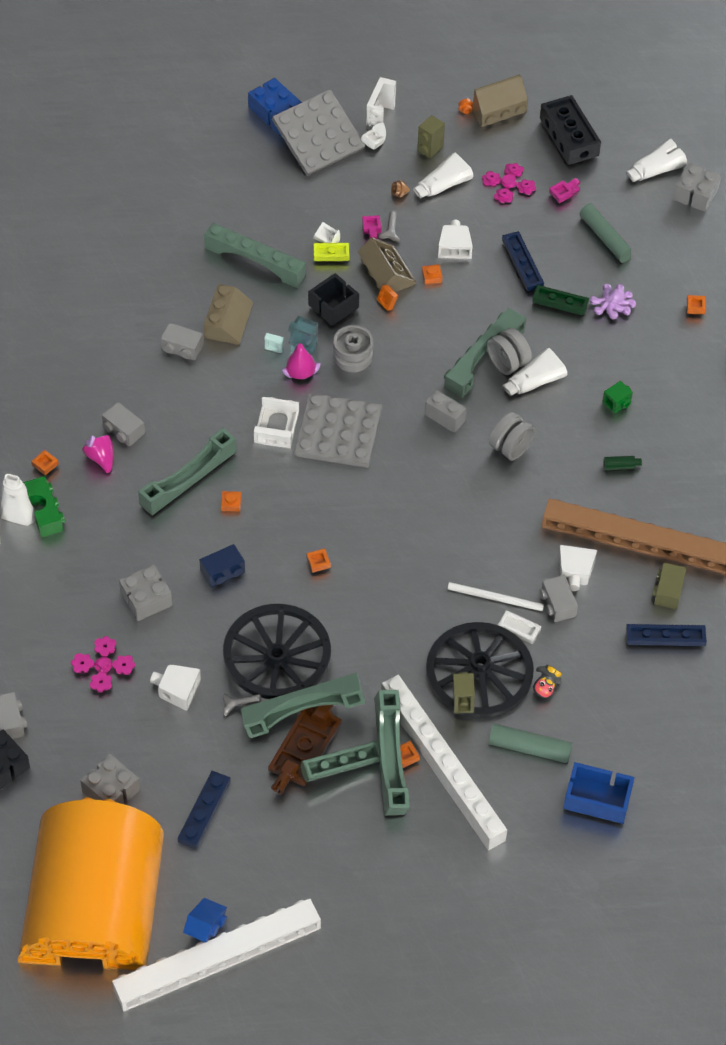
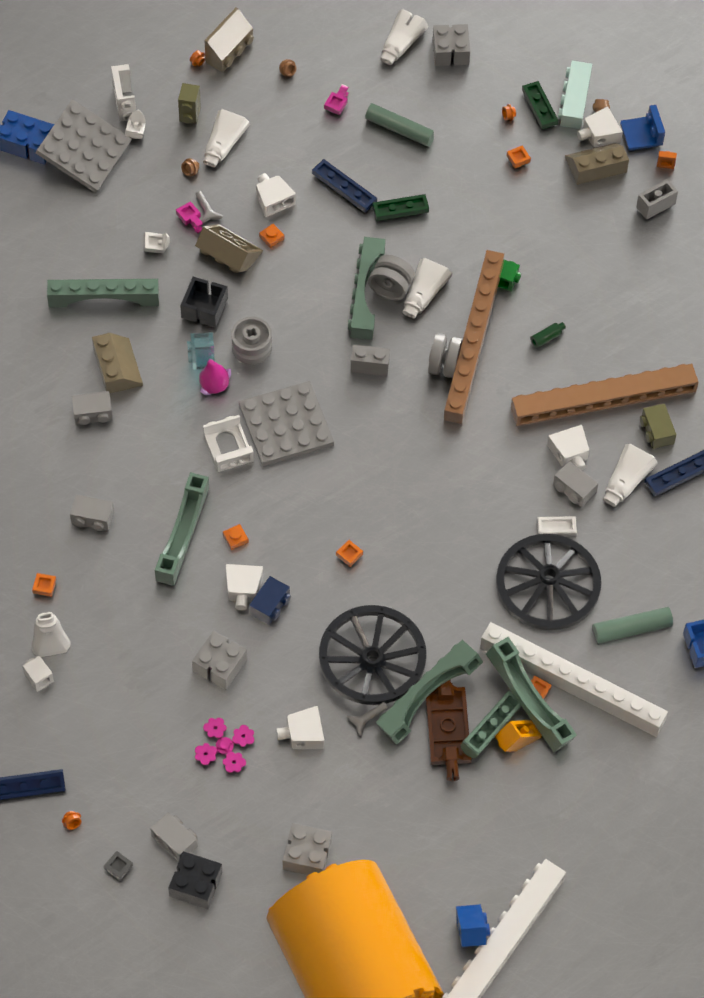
camera: 30 degrees left, 5 degrees up
(48, 519) = (86, 636): green arch -> none
(100, 451) = (90, 549): dark pink hat -> none
(204, 809) = (399, 829): dark blue plate -> none
(209, 539) = (243, 583): none -> white torso
(274, 343) = (176, 369): light aqua tile -> none
(331, 251) = (169, 256): neon yellow plate -> none
(359, 783) = (517, 735): none -> light orange slope
(387, 297) = (249, 277): orange plate -> none
(463, 692) = (557, 610): olive brick -> none
(495, 596) = (519, 509): white piece -> none
(508, 181) = (282, 114): dark pink plant -> none
(539, 145) = (287, 67): none -> medium nougat plate
(547, 681) = (613, 563): animal -> none
(549, 432) = (474, 337): none -> medium nougat brick
(570, 129) = (307, 40): black brick -> none
(614, 301) = (446, 187): lavender animal -> none
(617, 611) = (629, 472): none -> white piece
(712, 265) = (508, 112): none -> orange plate

